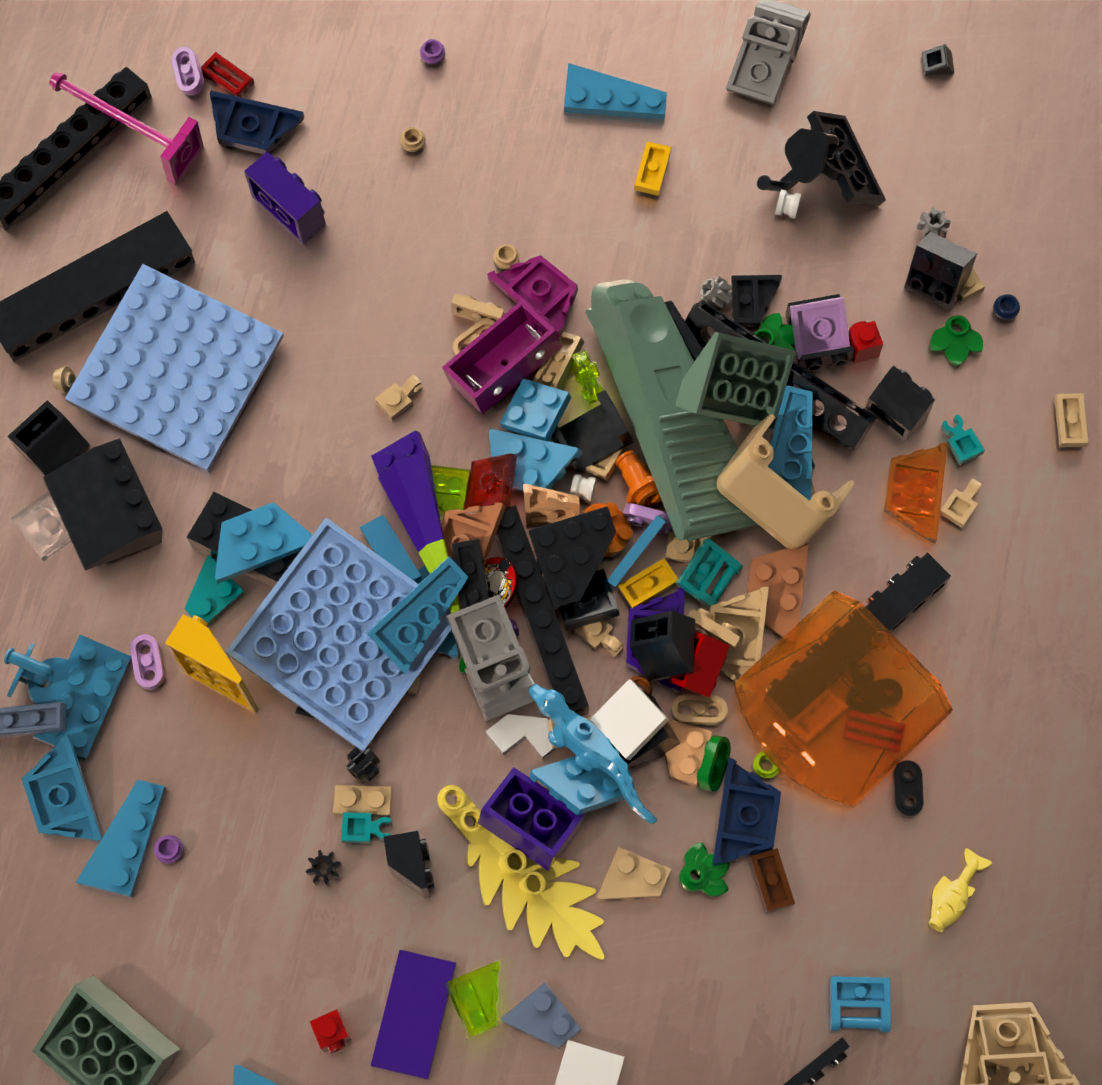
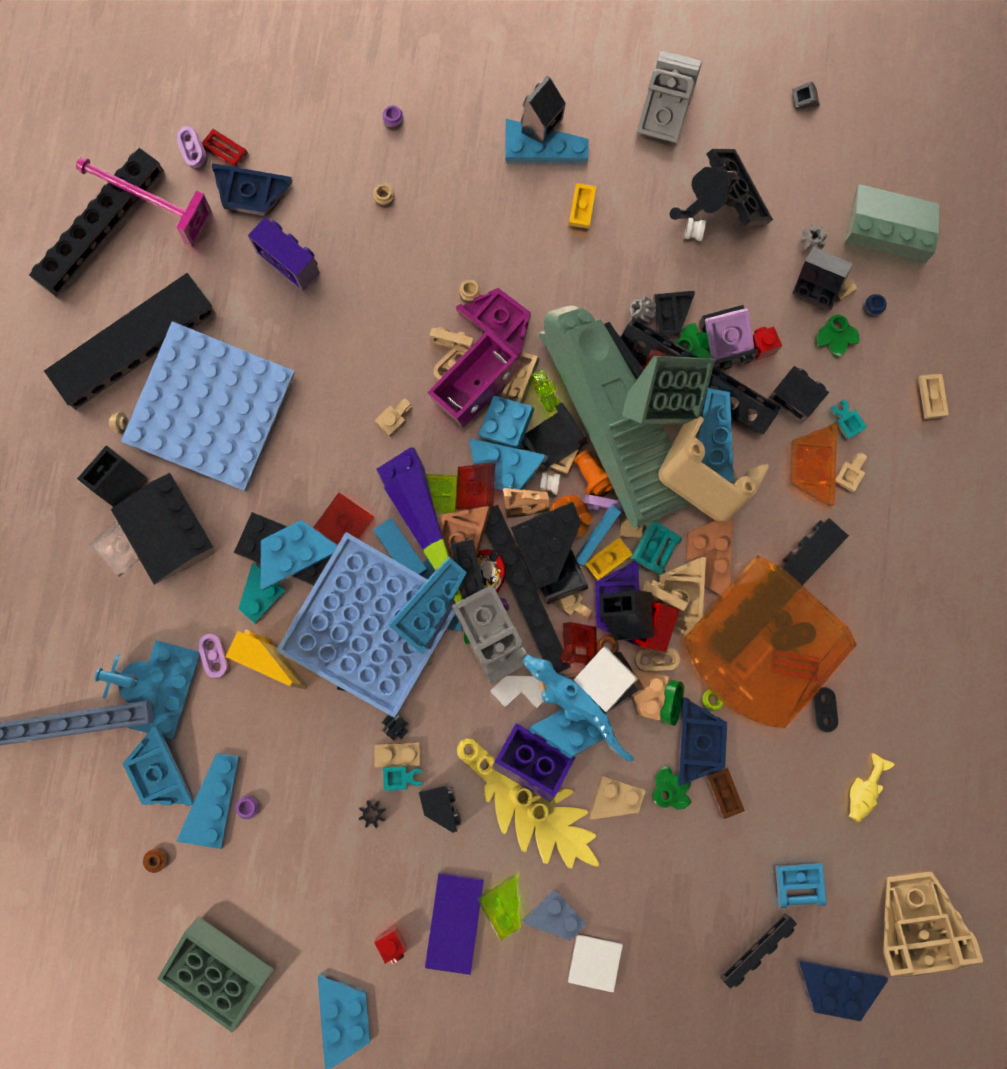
camera: 10 degrees left, 10 degrees up
(54, 907) = (161, 857): none -> dark orange plate
(326, 503) = (343, 517): none -> clear red plate
(600, 670) = (579, 636): none -> clear red plate
(612, 56) = (542, 111): none -> black slope
(1035, 214) = (893, 223): none -> sand green slope

